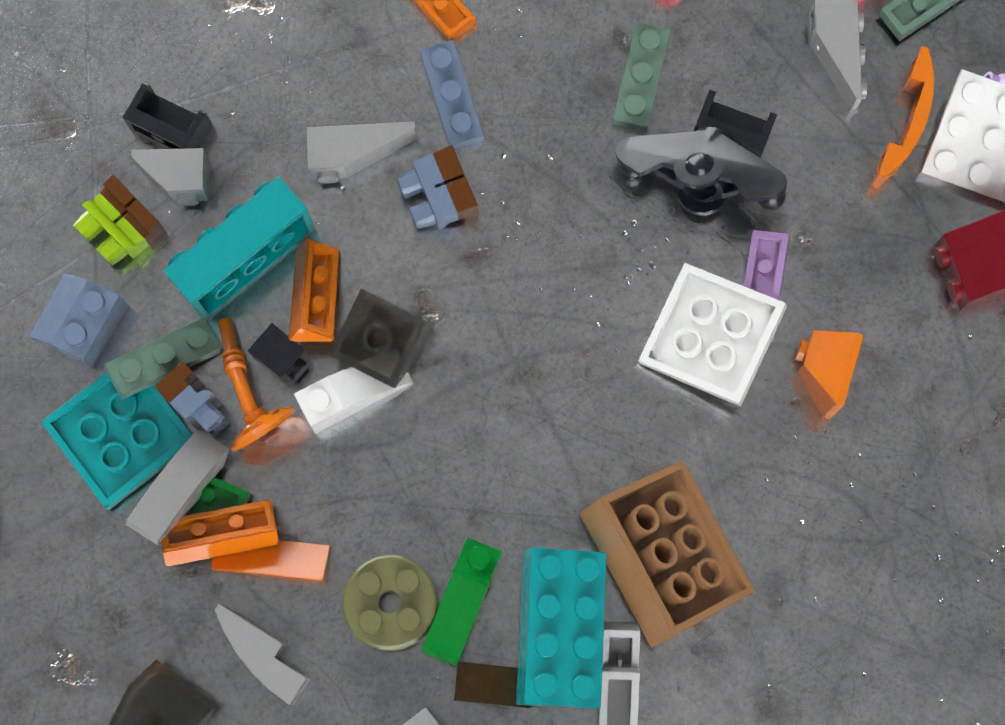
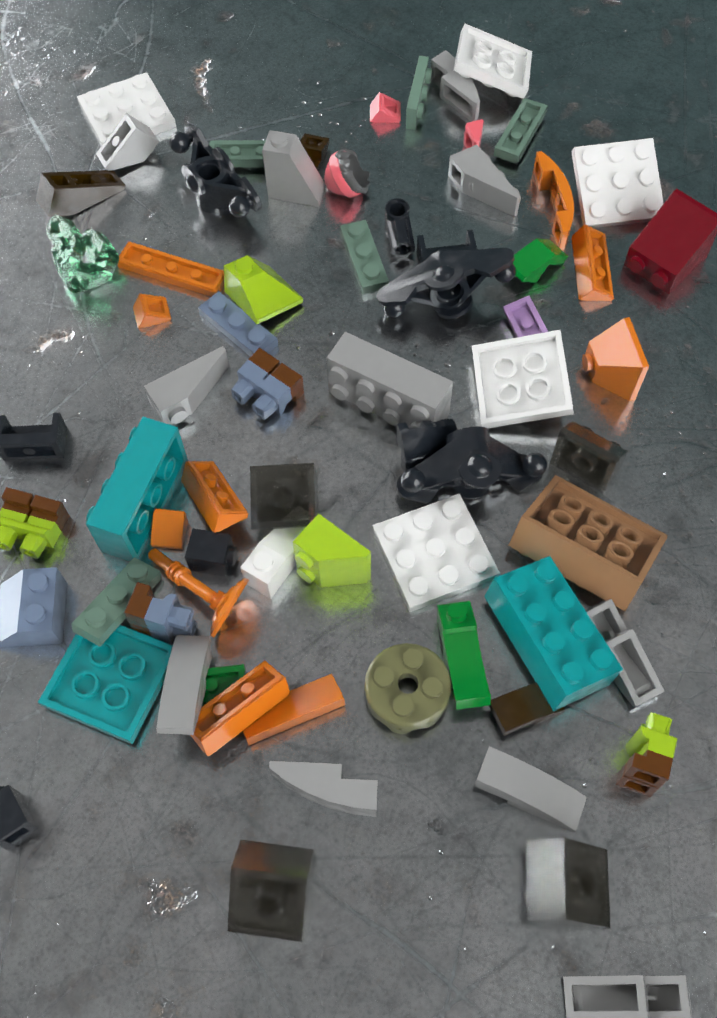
camera: 30 degrees left, 15 degrees down
(177, 172) = (55, 467): light grey slope -> none
(253, 304) = (168, 529): none -> orange slope
(369, 24) = (151, 310): none -> orange slope
(386, 427) = (330, 555): none -> lime slope
(498, 64) = (258, 289): none -> lime slope
(505, 475) = (435, 552): none -> white plate
(560, 267) = (386, 383): none -> light grey brick
(566, 355) = (422, 441): none -> black slope
(593, 408) = (469, 467): none -> black piece
(699, 64) = (399, 227): none -> black piece
(727, 460) = (587, 456): none -> clear smoke slope
(829, 187) = (535, 258): none -> green slope
(896, 226) = (592, 265): none -> orange slope

